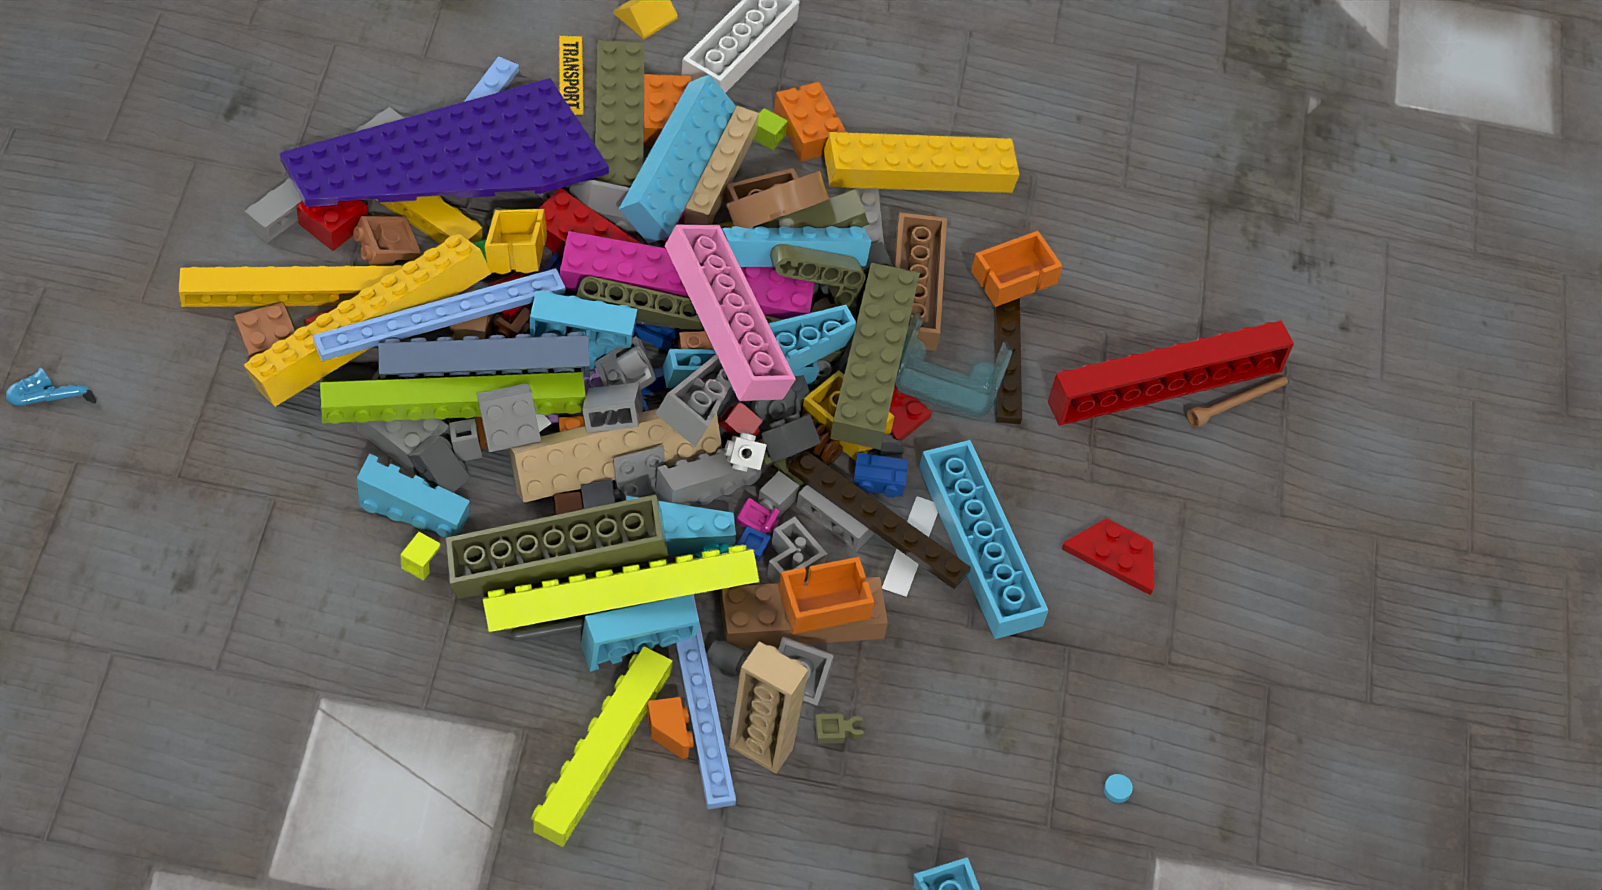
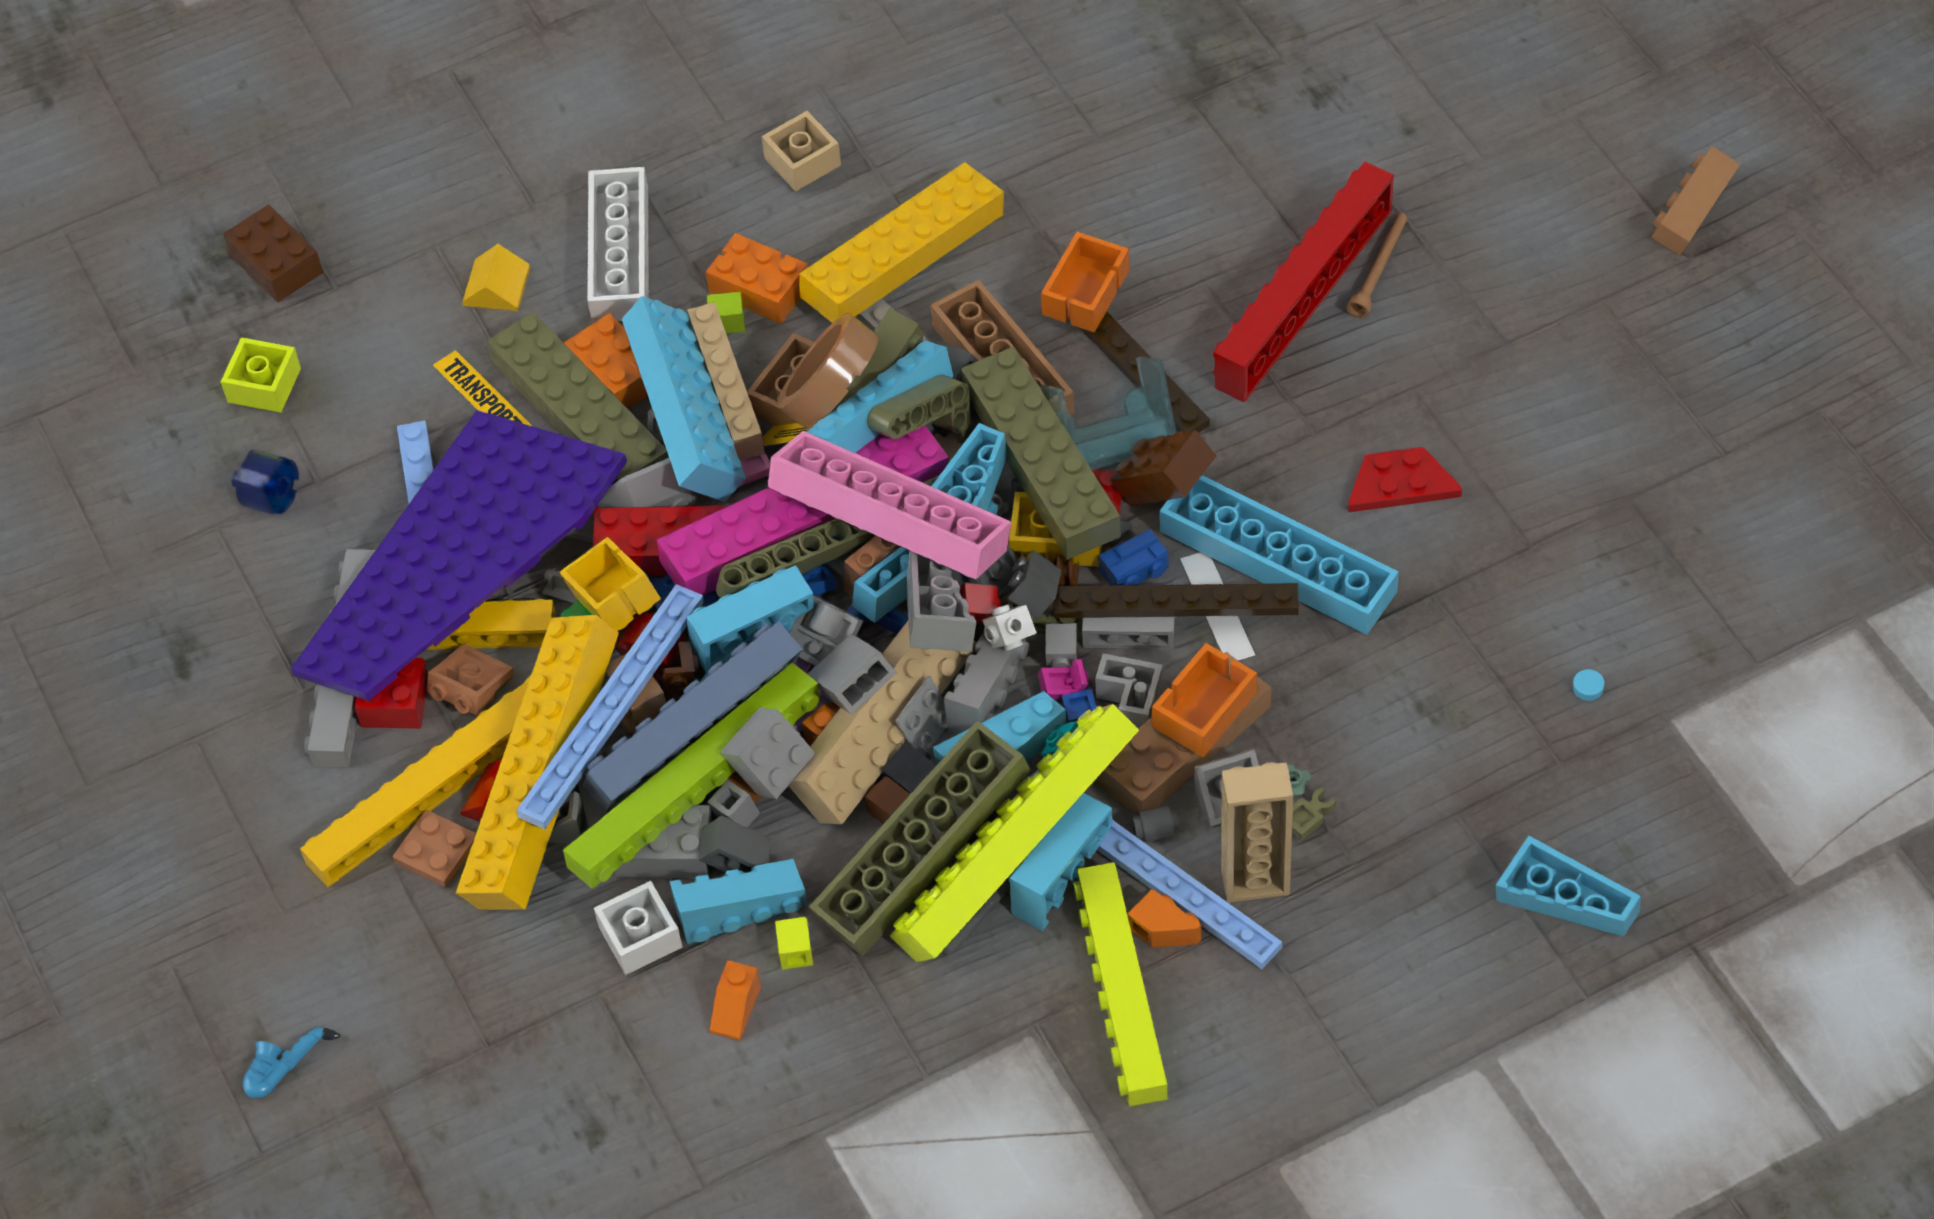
camera: 25 degrees left, 0 degrees up
(331, 471) = (638, 927): none -> white brick
(348, 563) = (734, 1000): none -> orange slope
(358, 369) = (569, 821): none -> light grey slope
(383, 33) = (266, 482): none -> clear blue brick
(846, 705) = (1301, 777): none -> sand green plate
(913, 61) = (801, 150): none -> tan brick
(951, 424) = (1162, 467): none -> reddish brown brick
(1505, 513) = (1695, 200): none -> medium nougat brick

